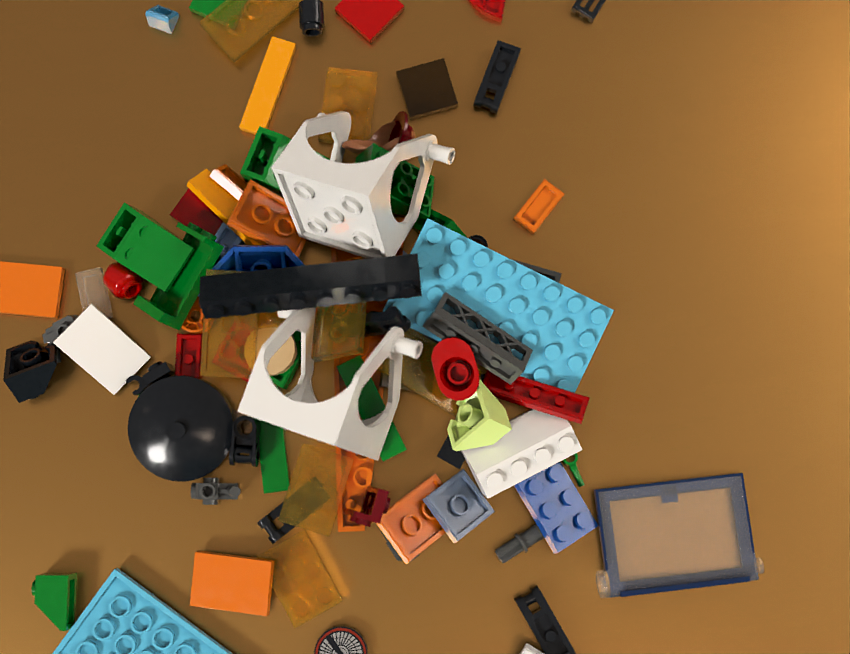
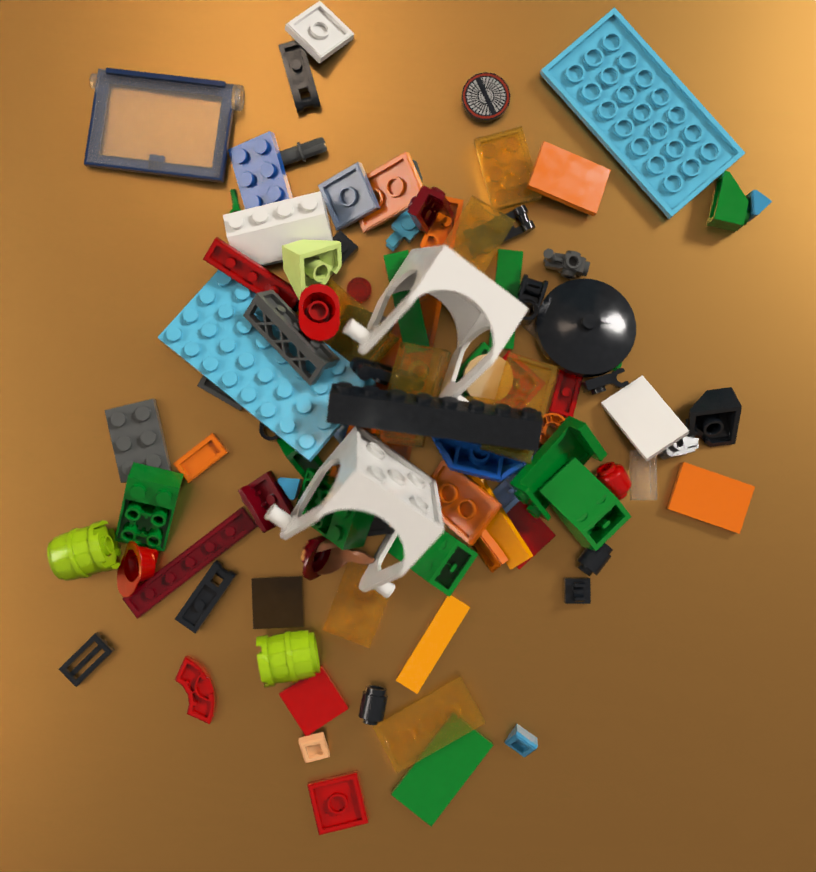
camera: 165 degrees left, 5 degrees up
(25, 605) = (757, 203): none -> dark azure slope
(129, 194) = (594, 561): none -> black brick
(138, 168) = (577, 590): none -> black tile
(394, 485) = (404, 229): none -> medium azure plate
(402, 37) = (287, 657): none -> lime piece
(424, 412) = (359, 289): none -> clear red tile
(443, 198) = (290, 486): none -> dark azure slope
(462, 178) = (261, 496): none -> dark red bracket
(520, 106) = (190, 562): none -> dark red tile
(572, 85) = (135, 567): none -> red piece
(575, 146) = (148, 506): none -> green slope
(605, 208) = (137, 437): none -> dark grey plate
(624, 87) = (84, 552): none -> lime piece

